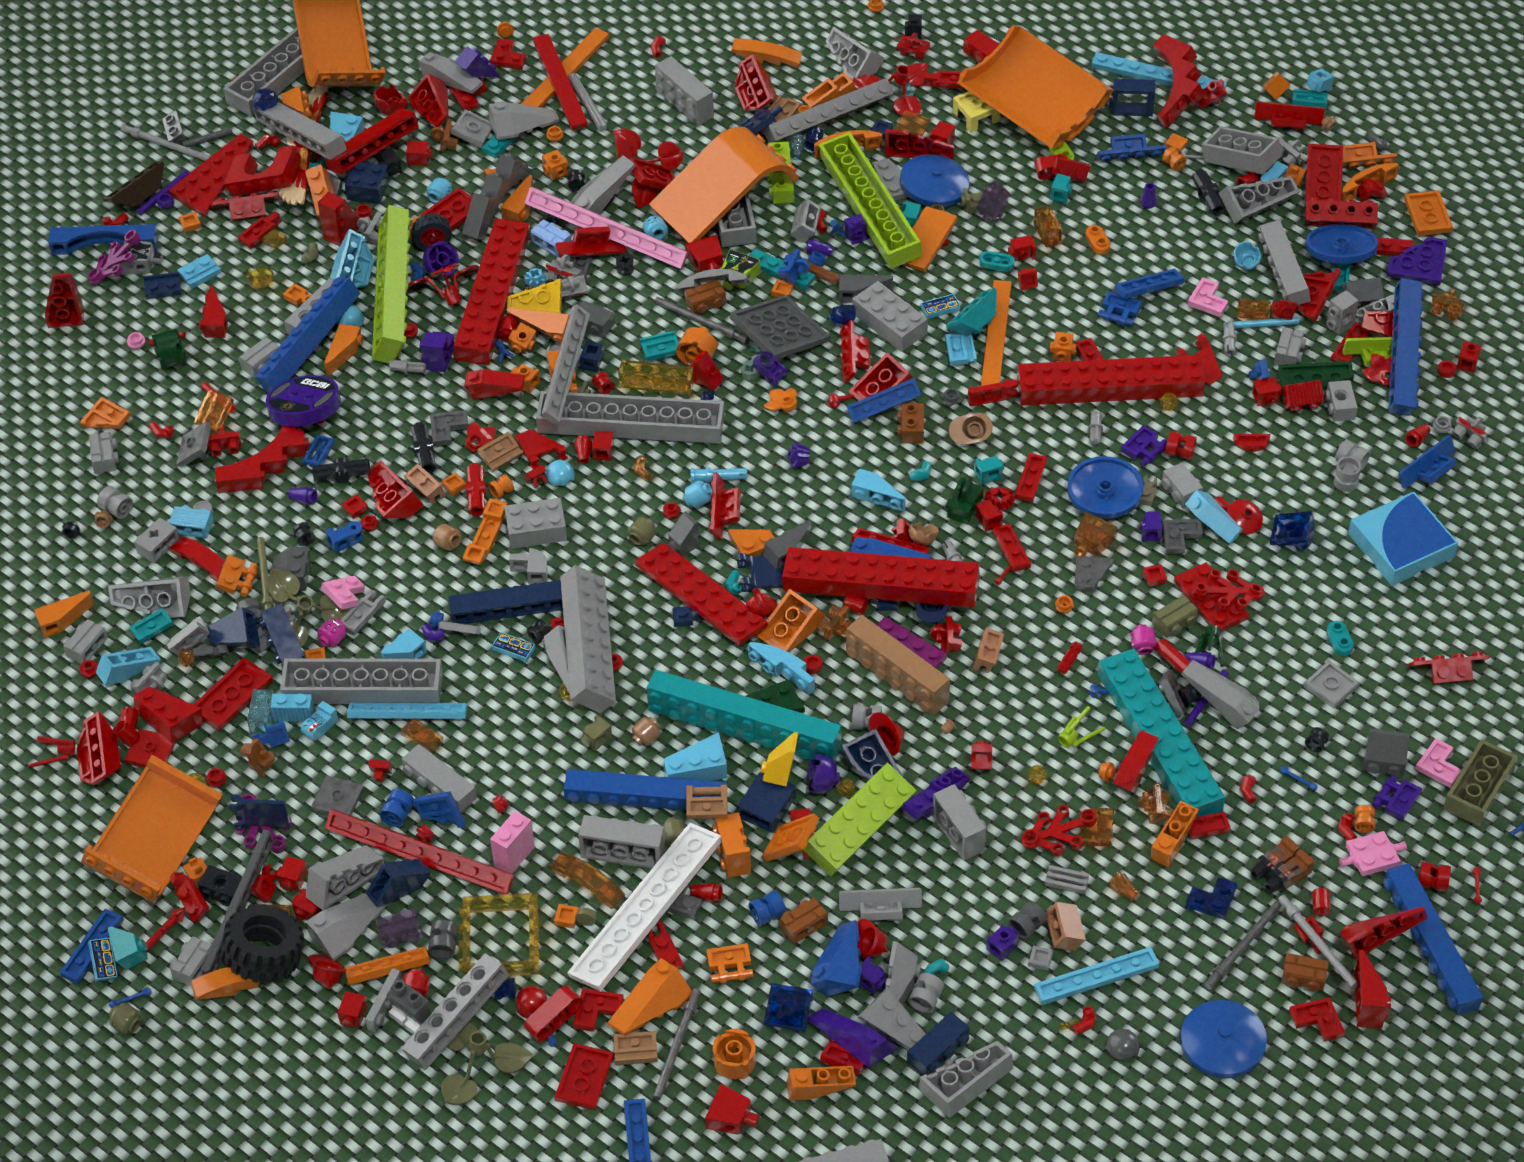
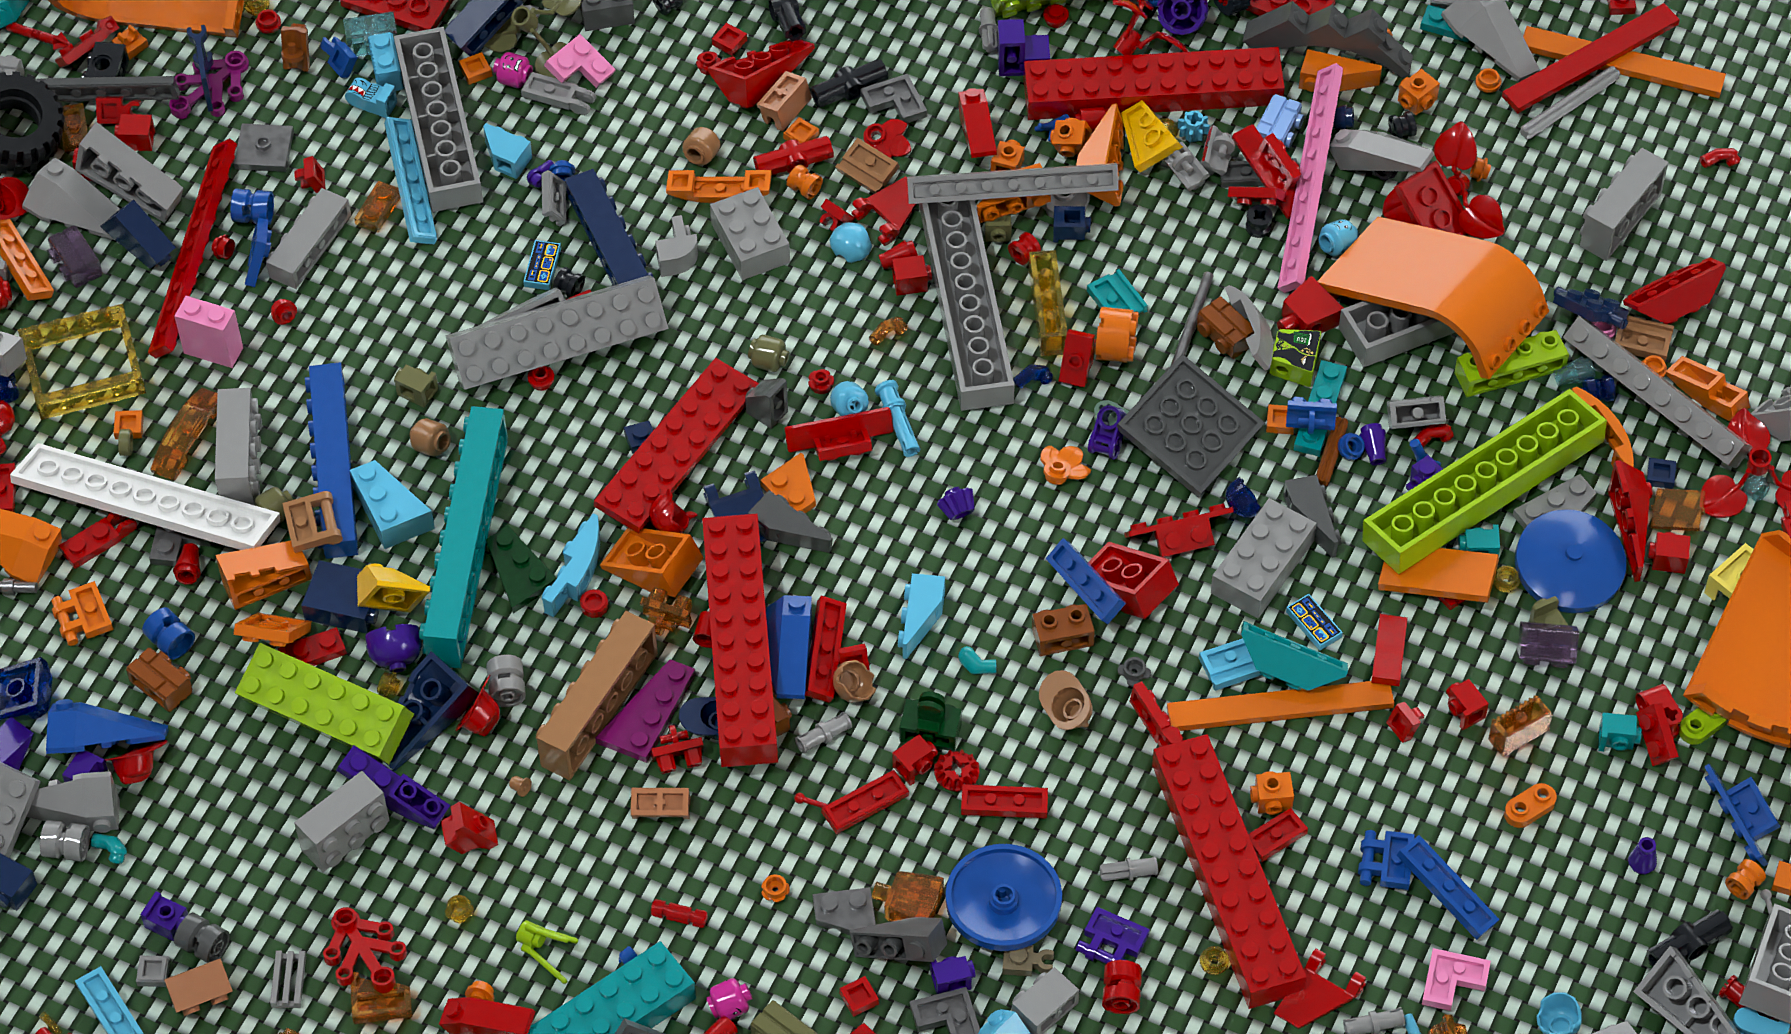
camera: 75 degrees right, 5 degrees up
(344, 537) = (674, 42): blue leg -> none
(443, 939) = (62, 303): dark grey wheel -> none
(600, 319) = (1139, 208): dark grey brick -> none
(605, 264) = (1266, 195): none -> red plate
(732, 584) = (709, 477): teal arm -> none
(766, 51) = (1759, 290): orange slope -> none
(835, 399) = (1083, 526): red hand -> none
(880, 903) = (199, 763): light grey bracket -> none
(973, 274) = (1389, 650): none -> red tile
(988, 469) = (1002, 743): teal brick -> none
(996, 261) = (1429, 678): teal plate -> none
(1125, 539) = (901, 939): none -> dark grey slope

